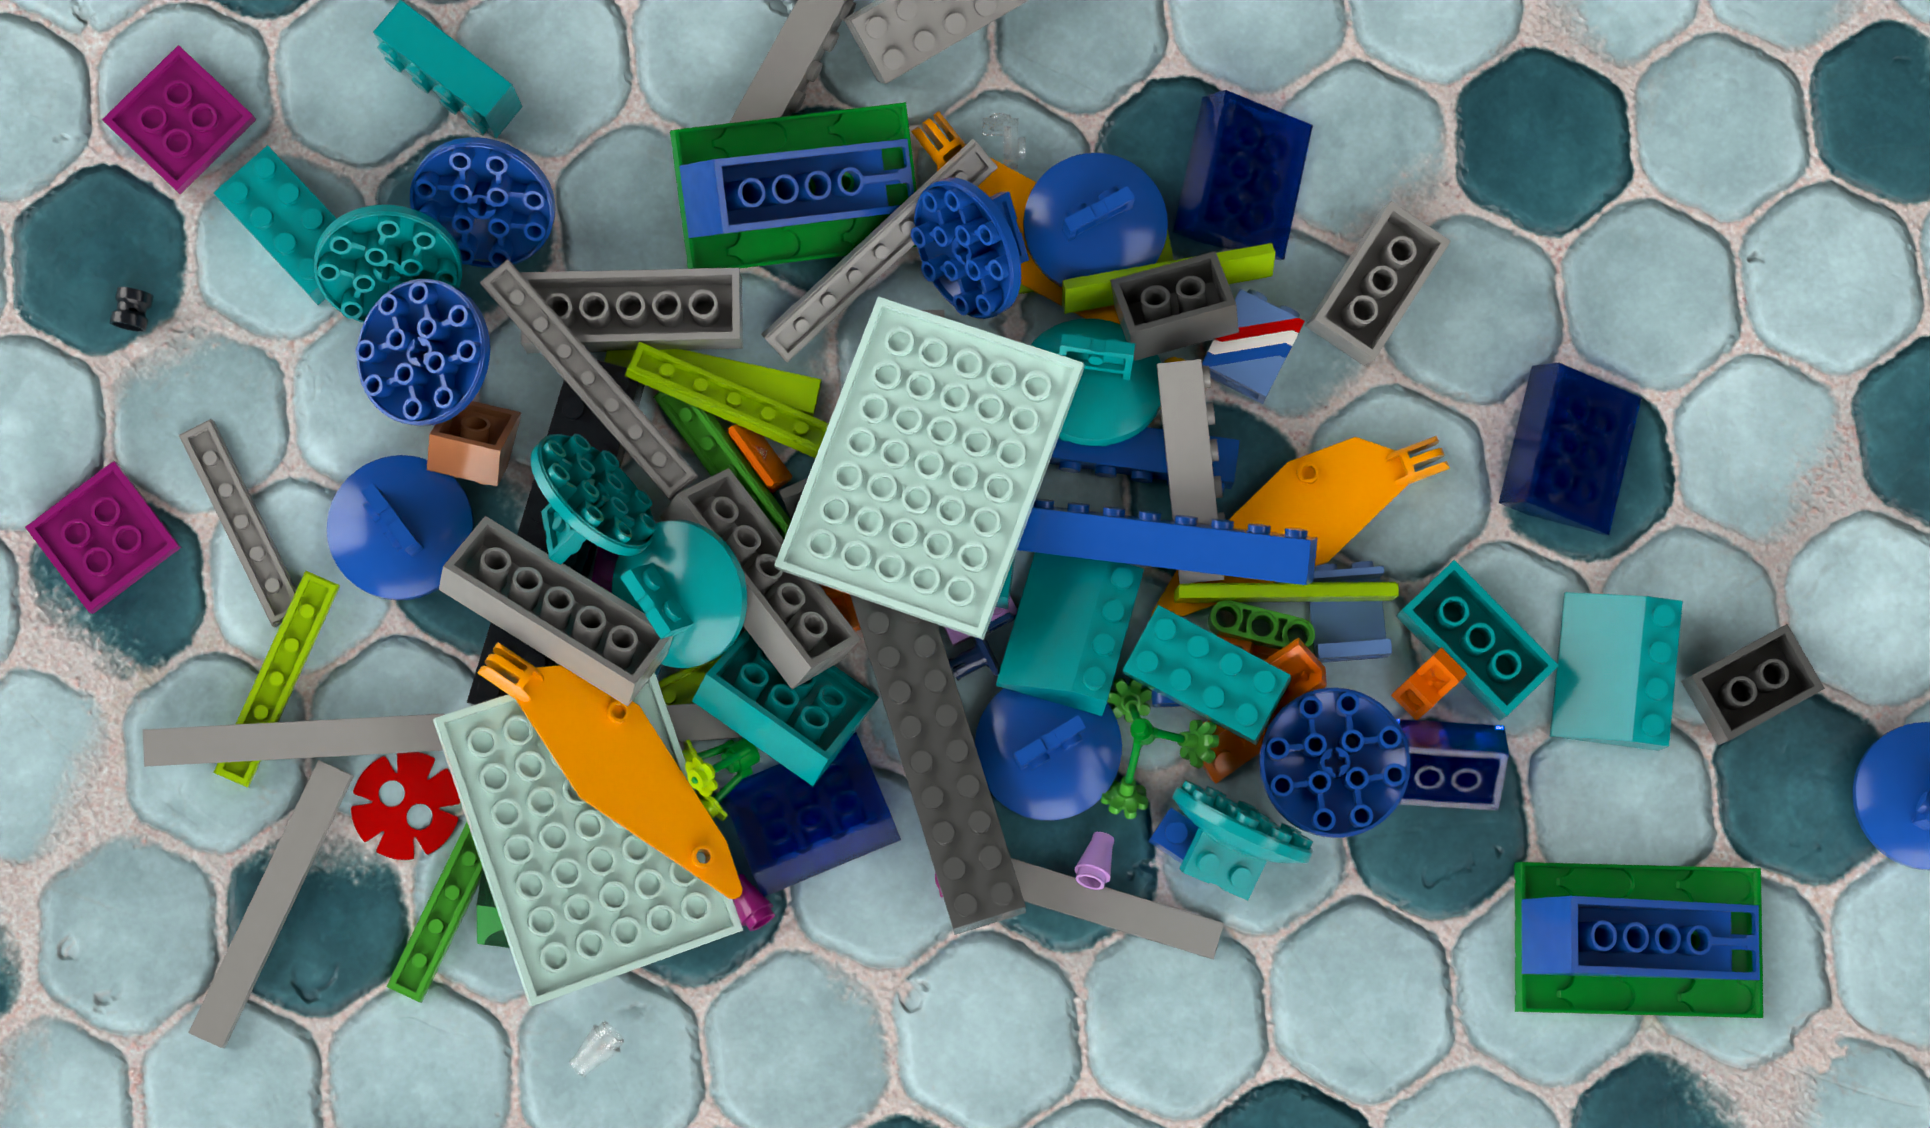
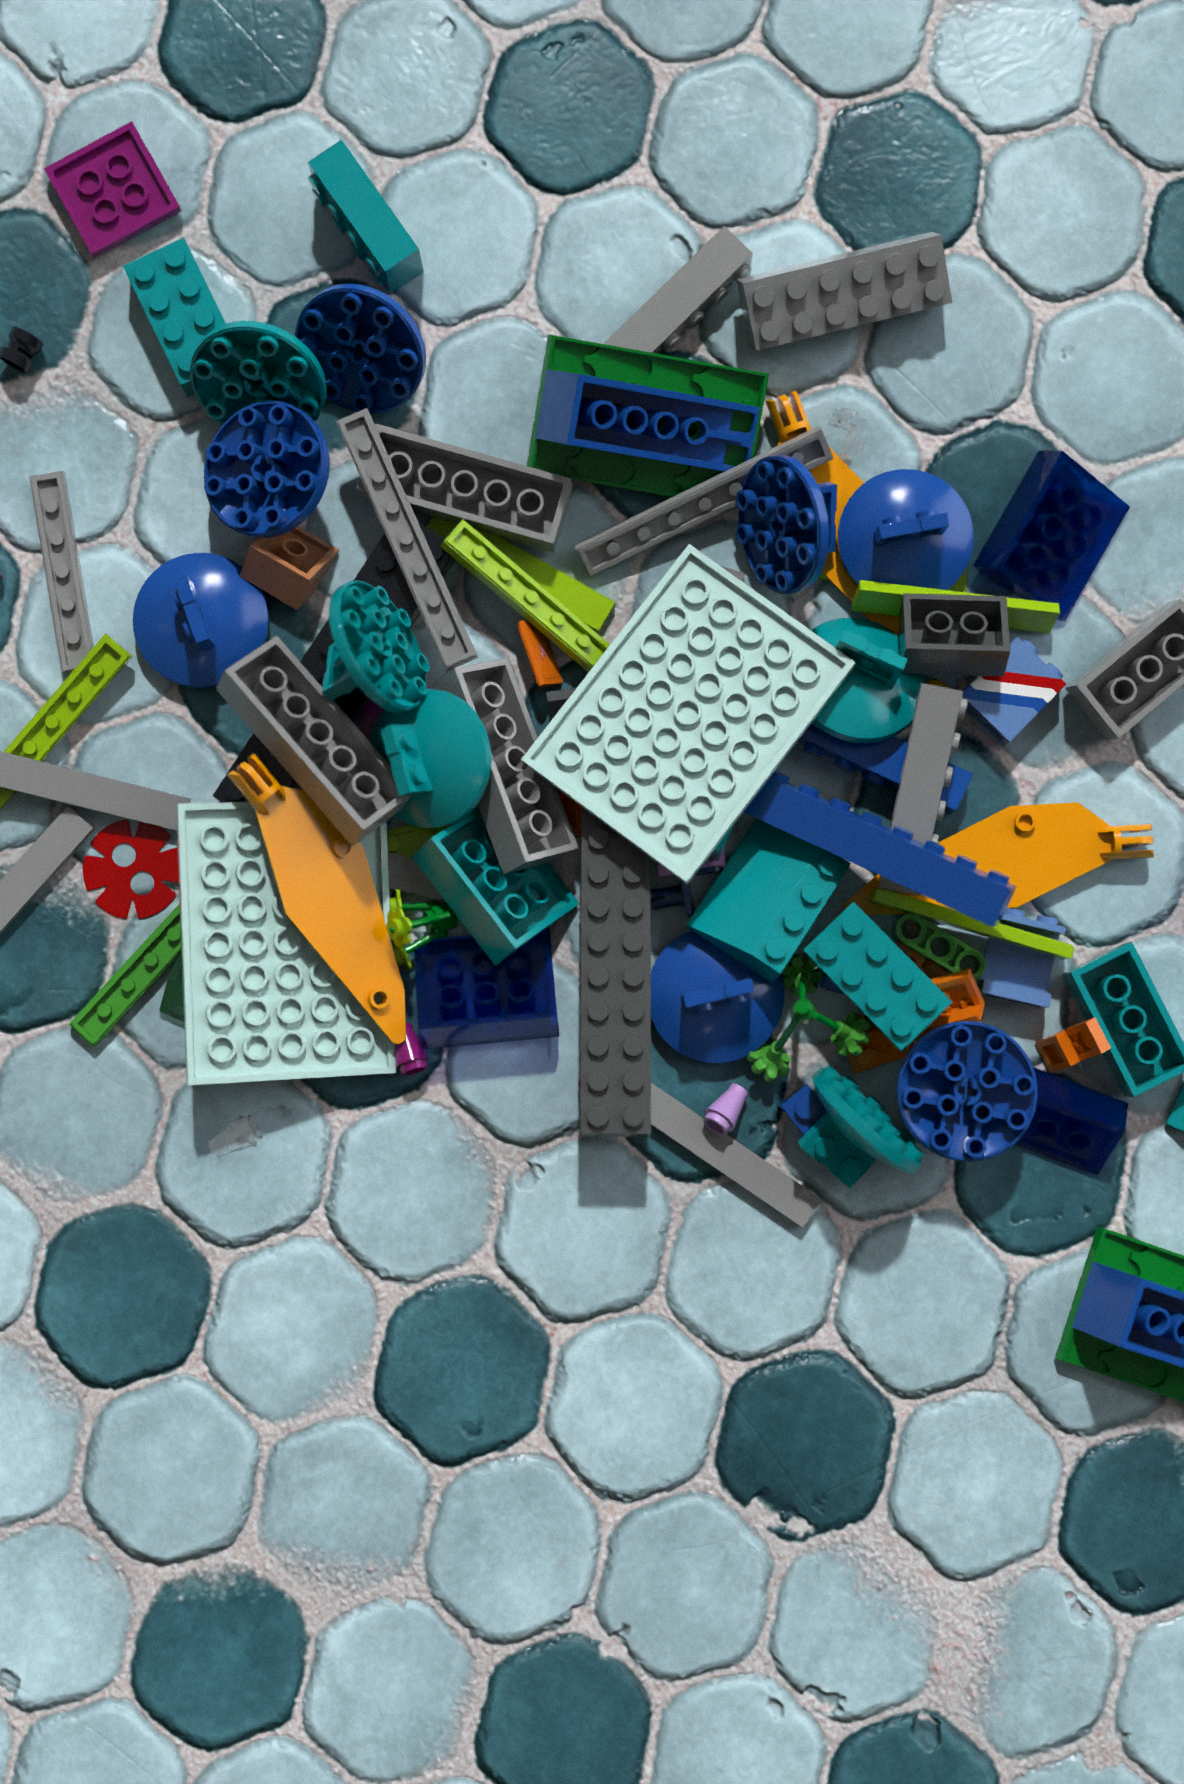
camera: 15 degrees right, 5 degrees up
(719, 453) = (505, 642): bright green tile -> none

